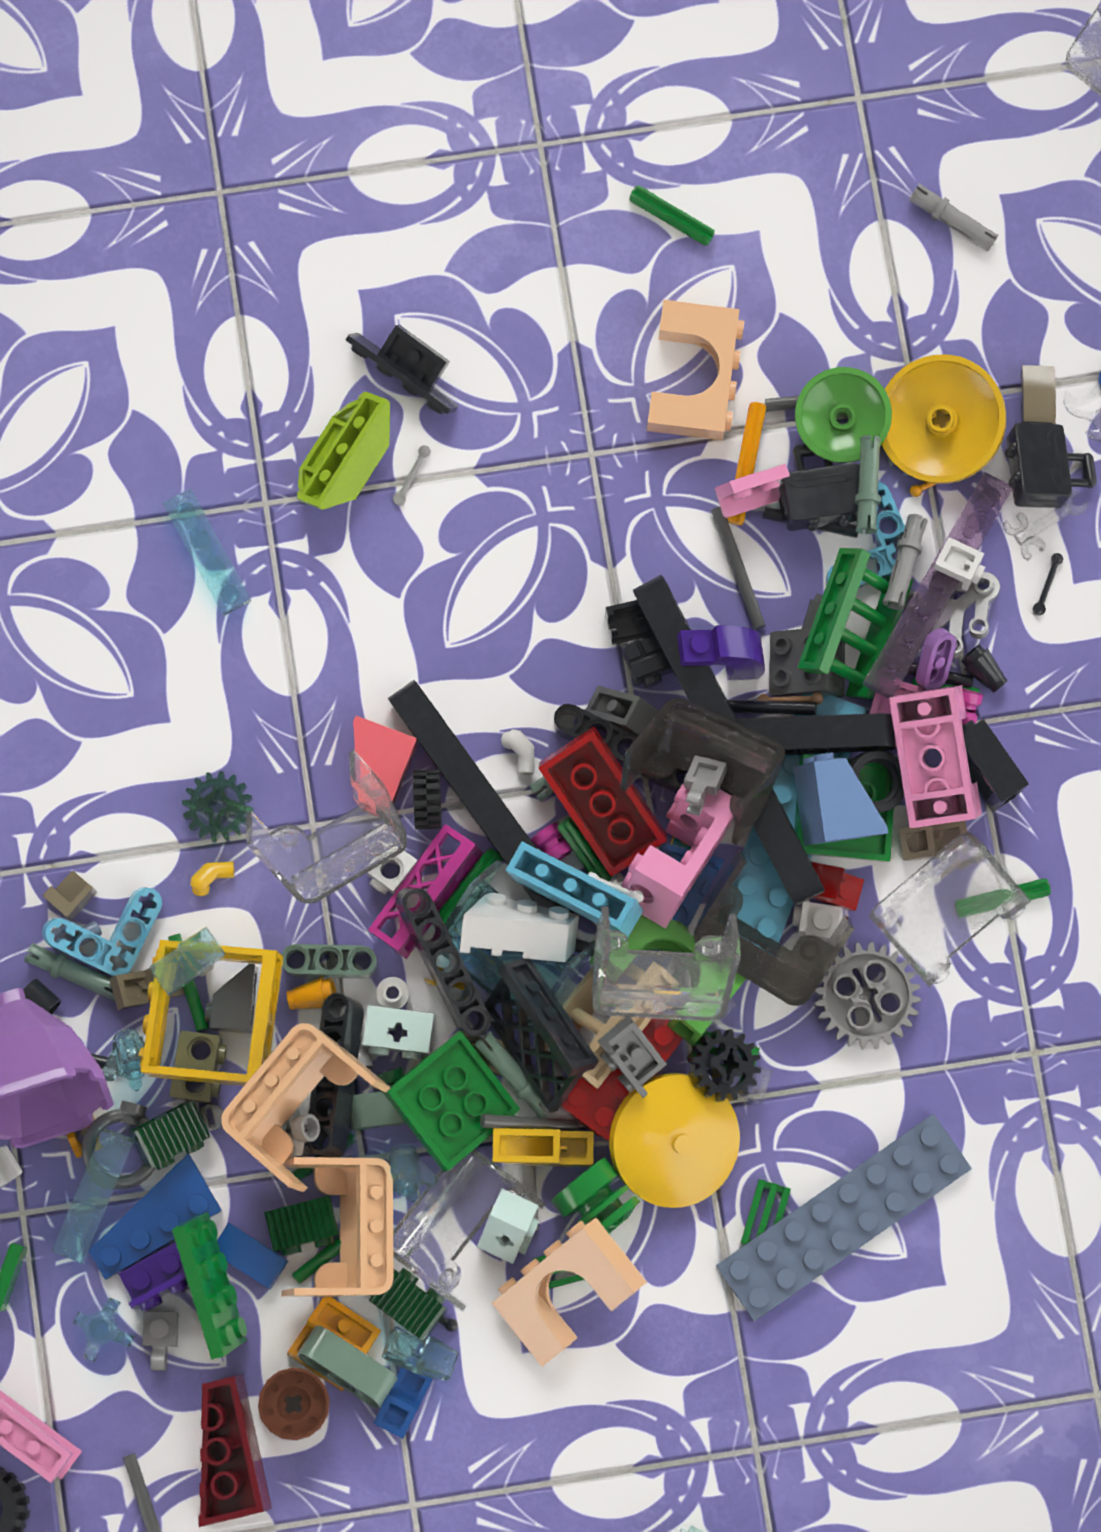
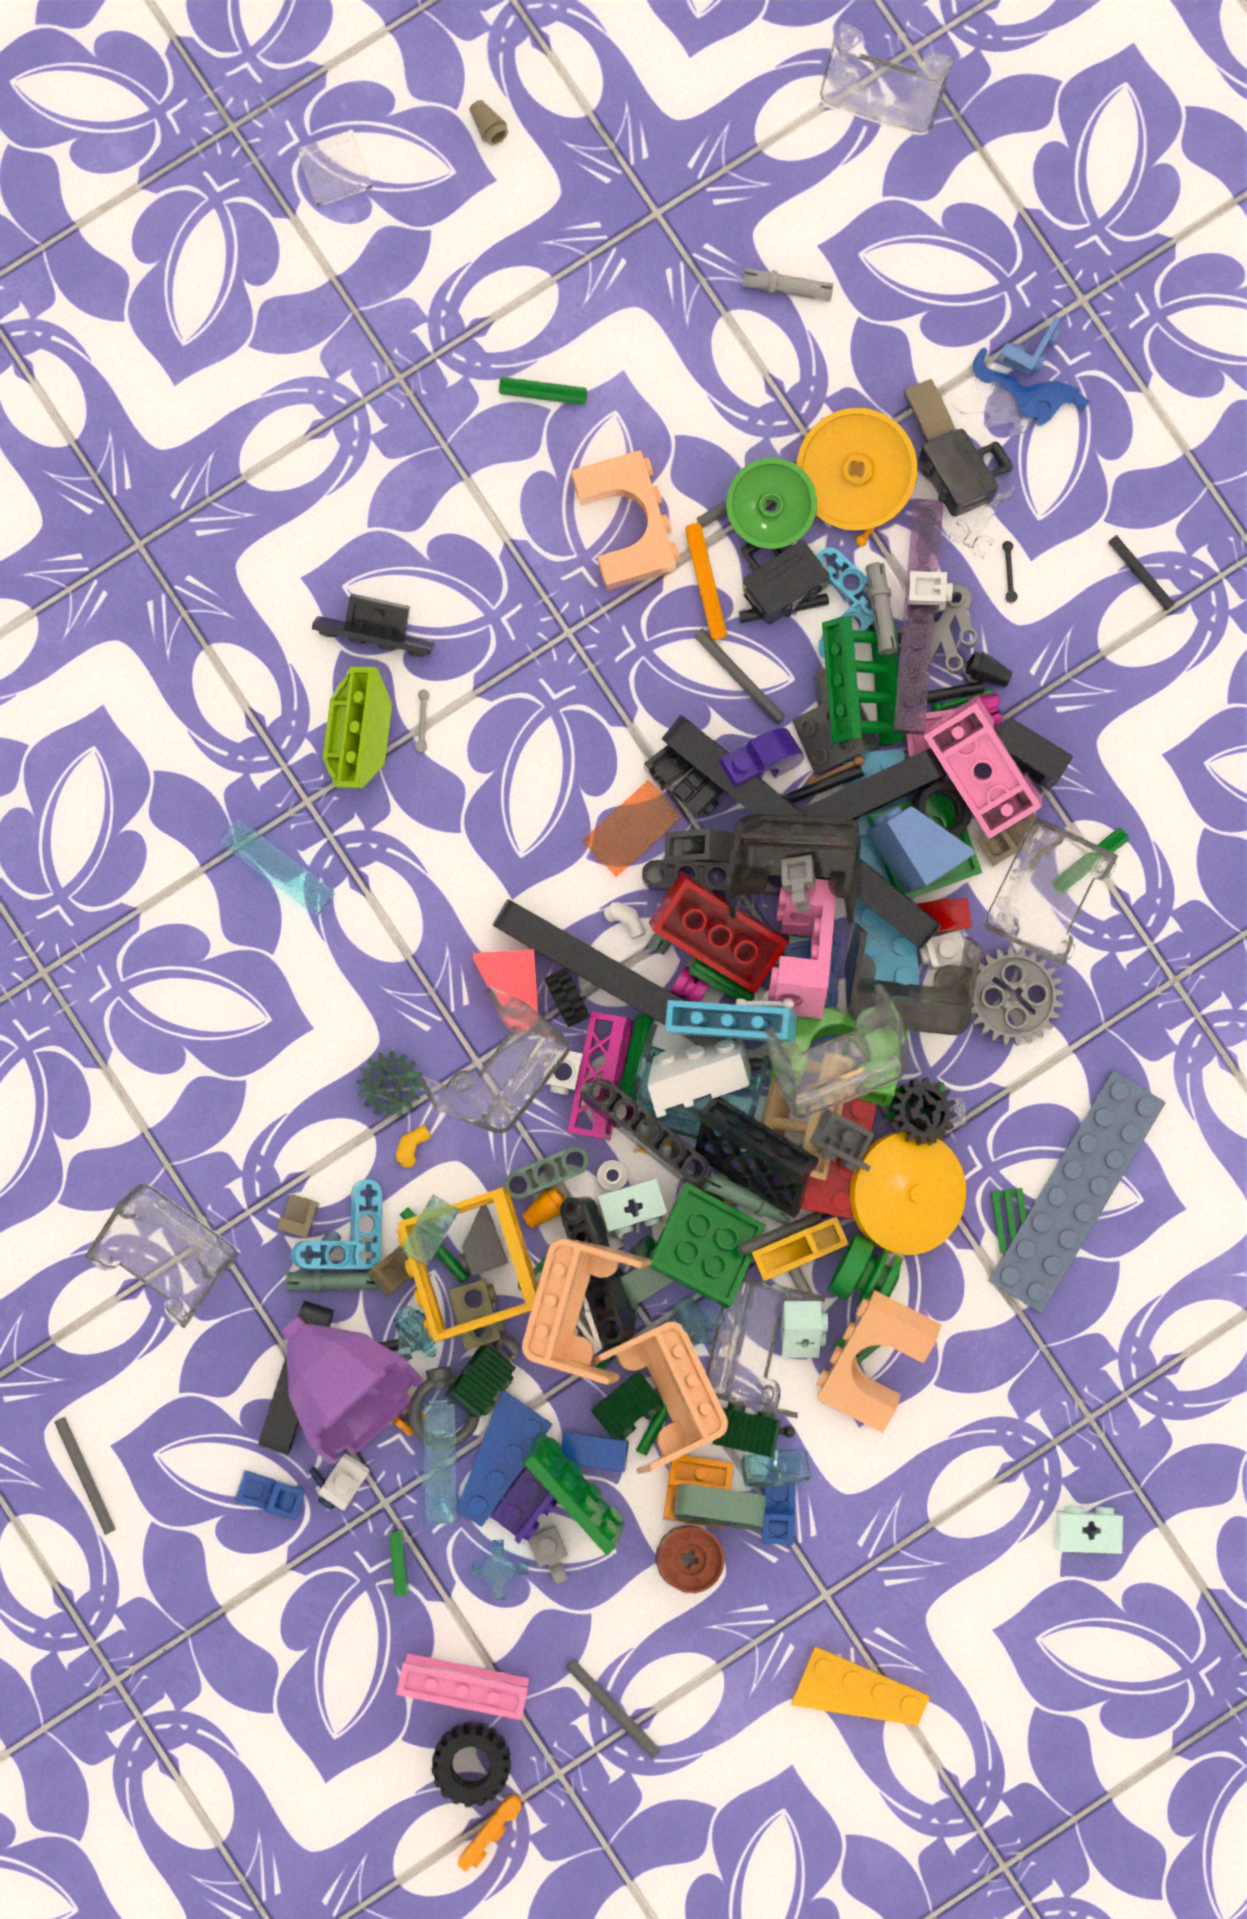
camera: 25 degrees left, 5 degrees up
(230, 1455) = (657, 1627): dark red wedge -> none
(312, 1127) = (601, 1328): light grey hinge -> none
(566, 667) = (632, 828): none -> clear orange piece
(751, 491) = (722, 606): bright pink bracket -> none
(867, 496) = (825, 567): sand green pin -> none
(936, 659) = (945, 682): medium lavender plate -> none

